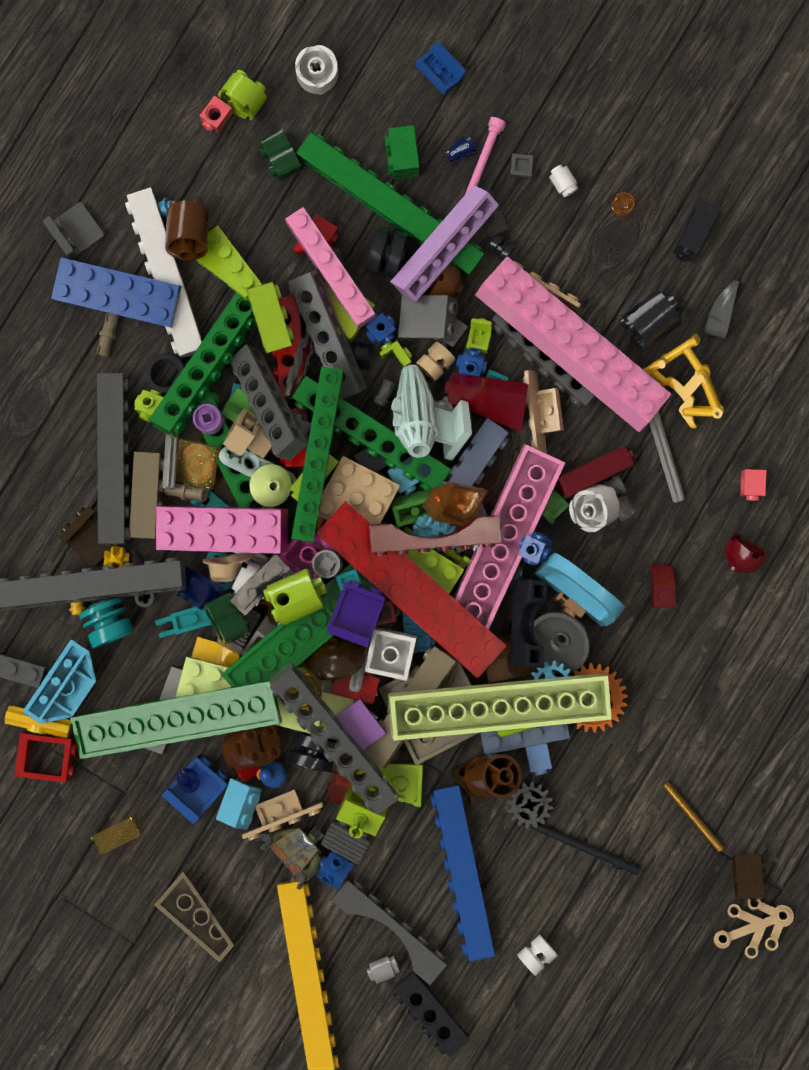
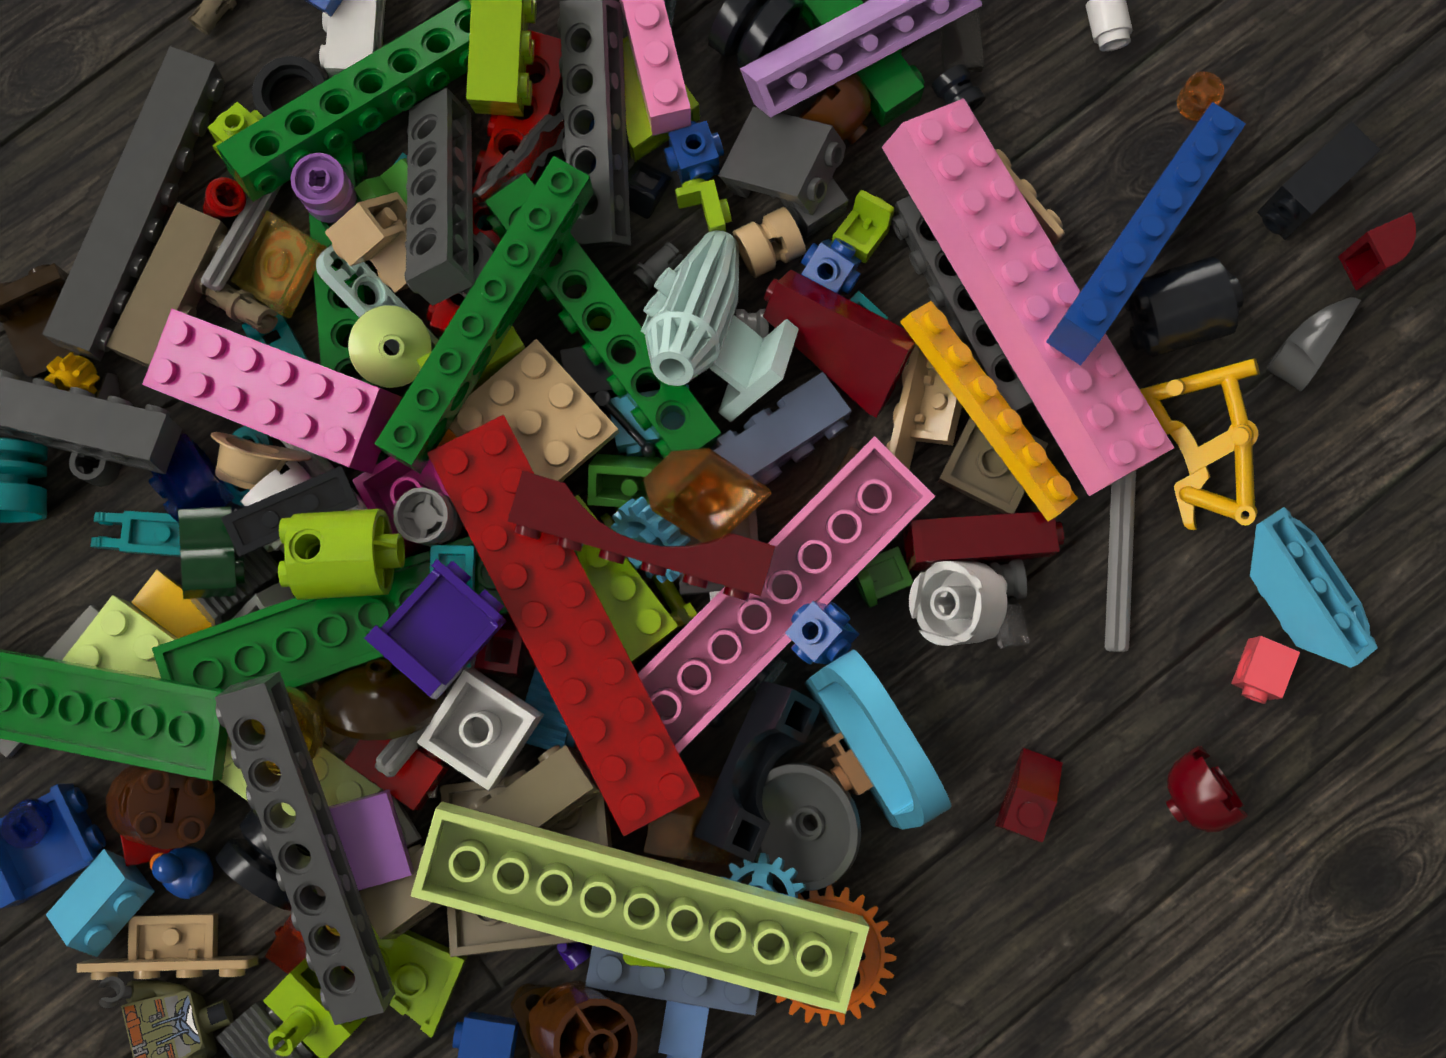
camera: 25 degrees right, 5 degrees down
(156, 441) = (224, 198): none -> red cone
(385, 472) = (603, 400): none -> black hinge
(472, 743) = (573, 953): none -> dark purple hand
(575, 408) = (989, 410): none -> yellow plate
(586, 430) = (981, 473): none -> dark tan plate
(621, 291) = (1145, 235): none -> blue brick
(738, 255) = (1378, 250): none -> dark red brick
(761, 437) = (1309, 591): none -> medium azure wedge

